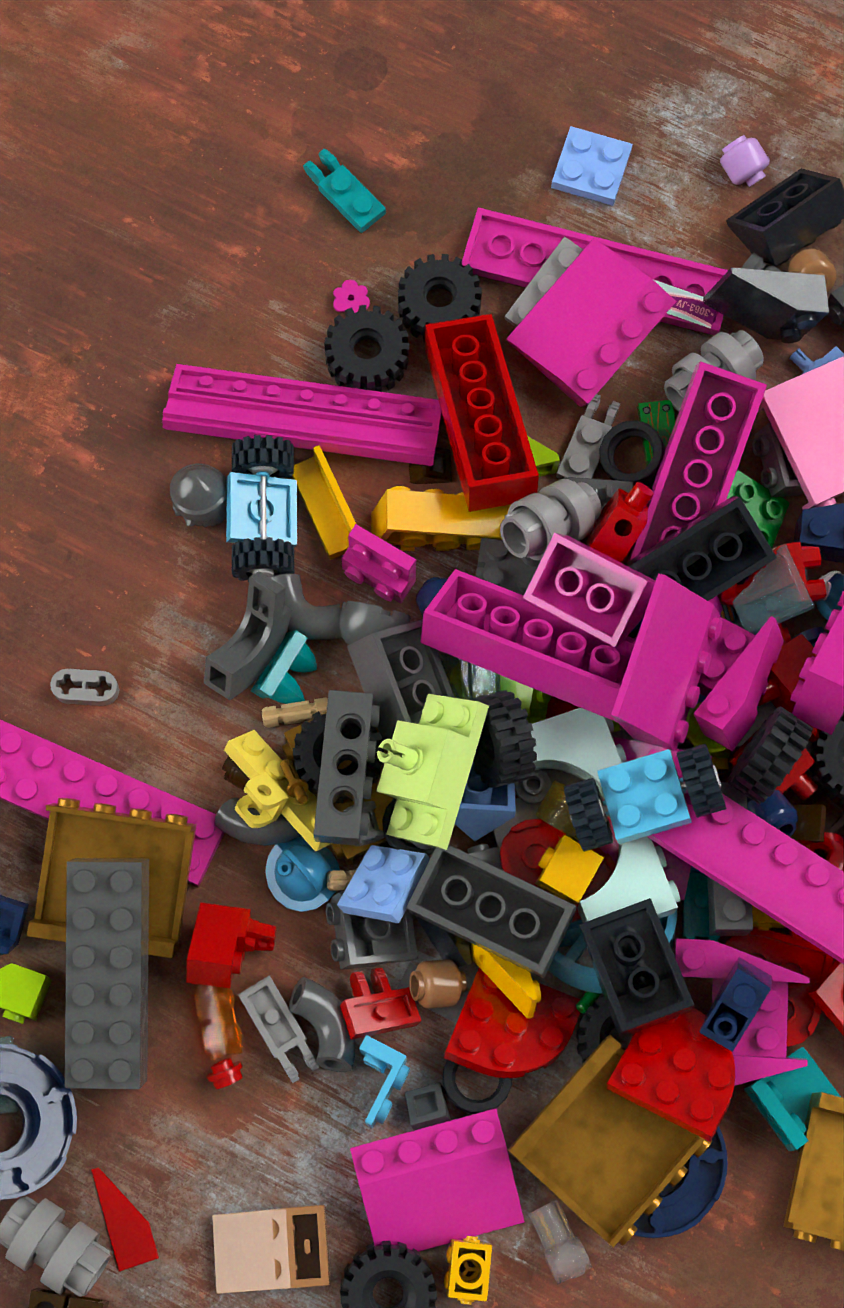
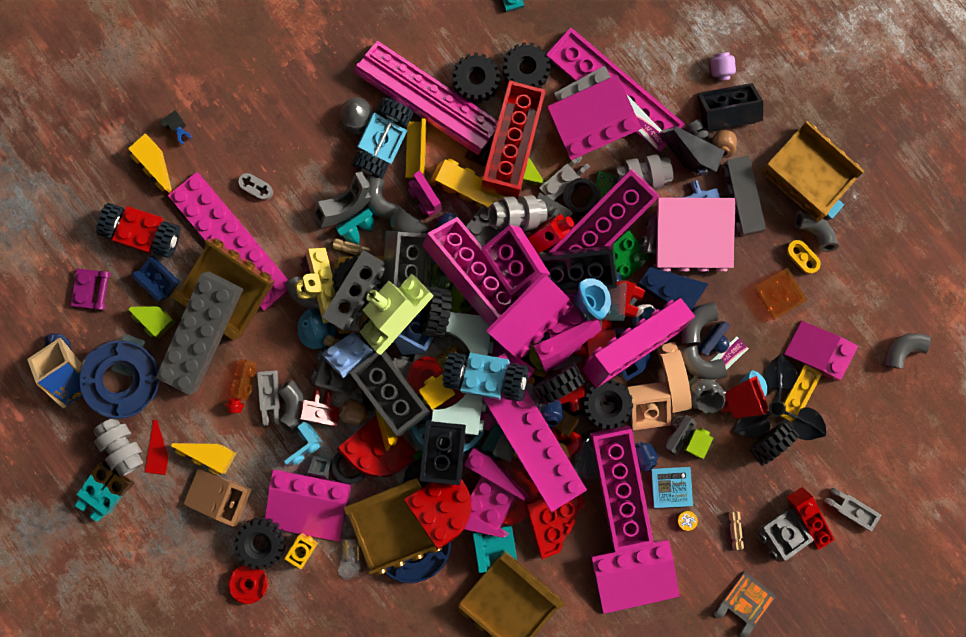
camera: 30 degrees right, 10 degrees up
(221, 941) = (261, 343): red hinge -> none
(225, 1178) = (213, 455): none -> yellow slope
(297, 787) = (328, 288): pearl gold piece -> none
(350, 290) = (485, 41): dark pink plant -> none
(591, 166) = (643, 30): light blue plate -> none
(736, 1004) = (483, 493): dark blue slope -> none
(747, 592) = (593, 298): none -> dark azure helmet

